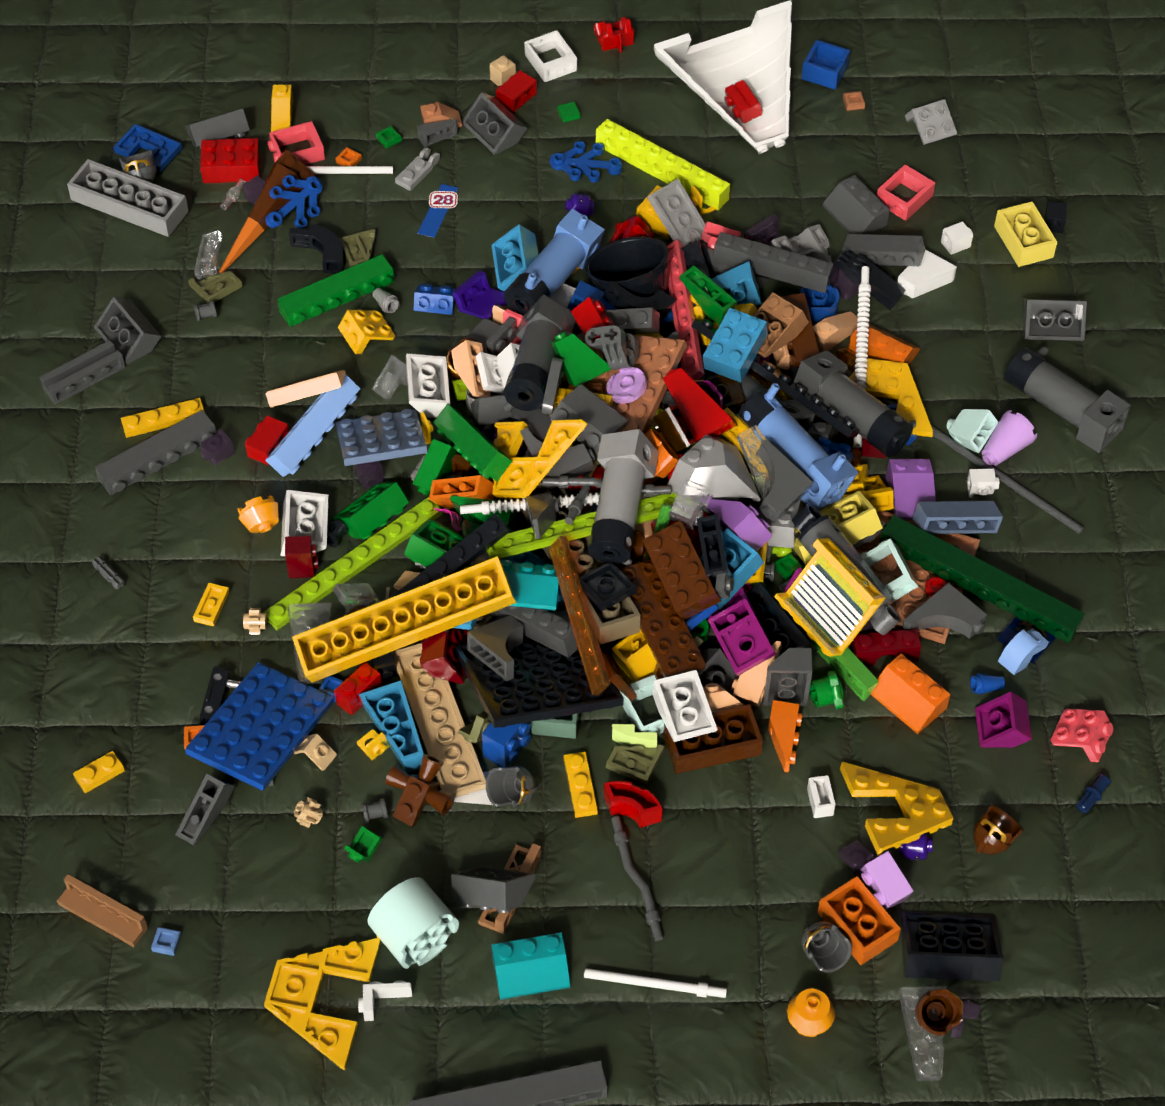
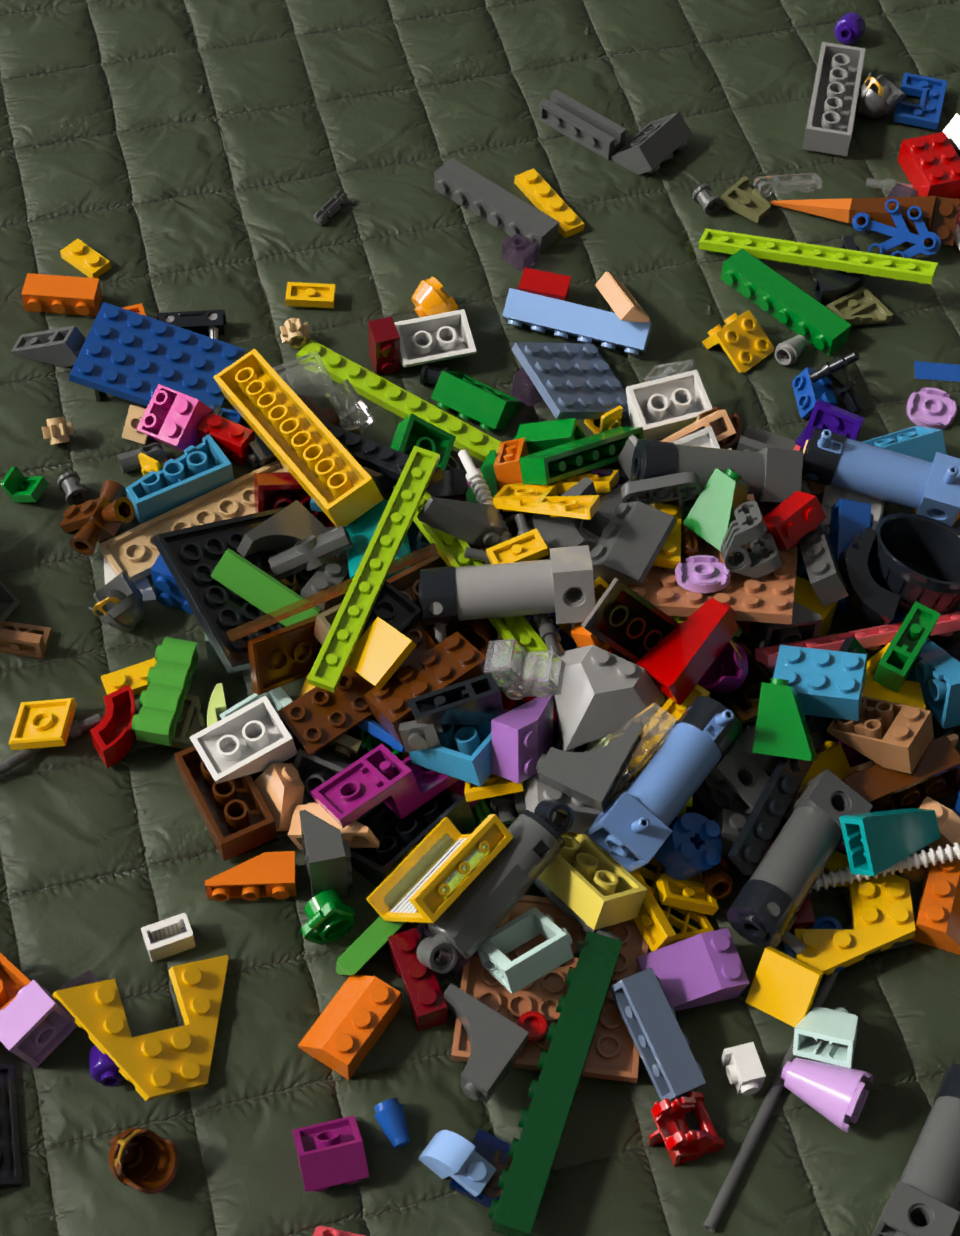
camera: 75 degrees right, 0 degrees up
(44, 166) = (850, 28): none -> dark purple head
(143, 793) = (62, 294): none -> orange brick
(305, 255) = (820, 256): none -> lime plate
(332, 718) = (173, 418): none -> dark pink slope
(356, 757) = (129, 461): none -> dark grey bar
(437, 275) = (838, 374): none -> black axle
(468, 236) = (931, 408): none -> lavender tile
(528, 628) = (310, 552): none -> dark grey piece
(551, 669) = (258, 587): none -> bright green slope
(578, 574) = (373, 570): none -> lime plate
(584, 485) = (521, 548): none -> yellow plate
(611, 760) = (166, 691): none -> bright green brick
(614, 857) = (42, 724): none -> yellow tile
(651, 590) = (380, 653): none -> yellow tile
(766, 368) = (782, 723): none -> green slope
(849, 351) = (886, 837): none -> teal slope
(934, 441) = (783, 987): none -> yellow tile
(1022, 531) = (674, 1132): none -> red piece

